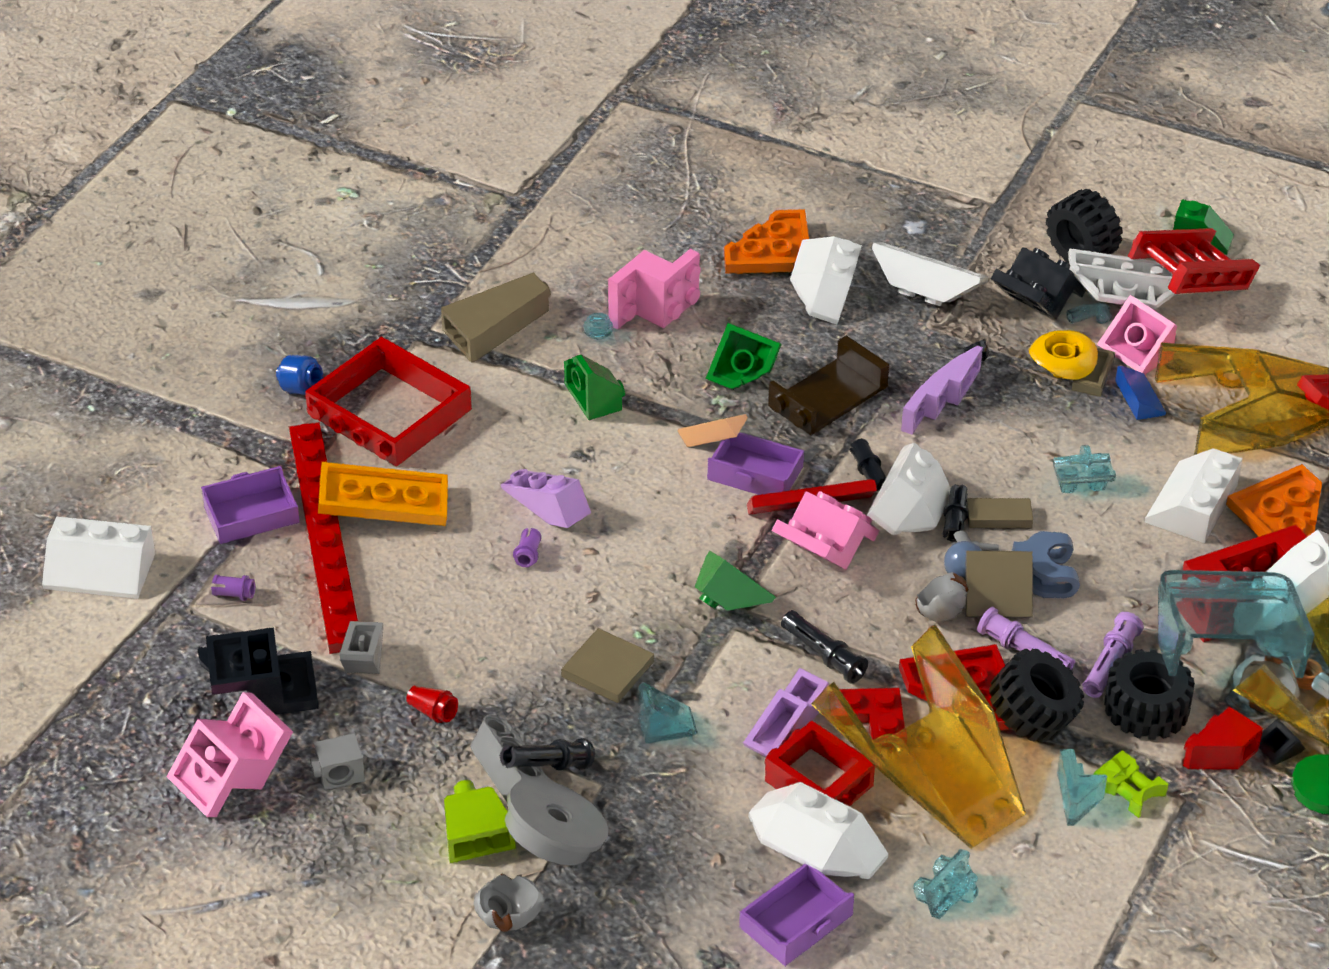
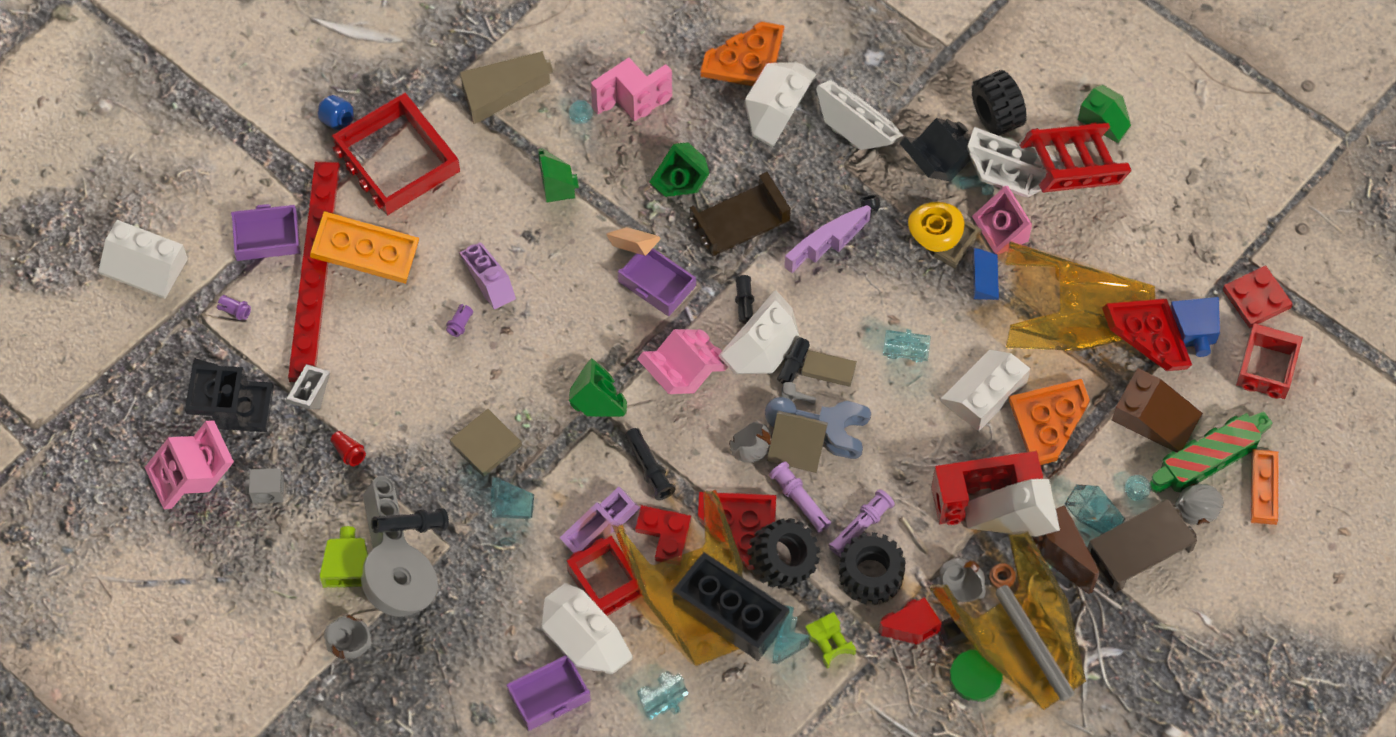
camera: 15 degrees right, 20 degrees up
(791, 499) = (687, 322): red tile -> none
(998, 758) = (730, 606): none -> black slope
(1232, 607) = (948, 515): clear light blue windscreen -> none

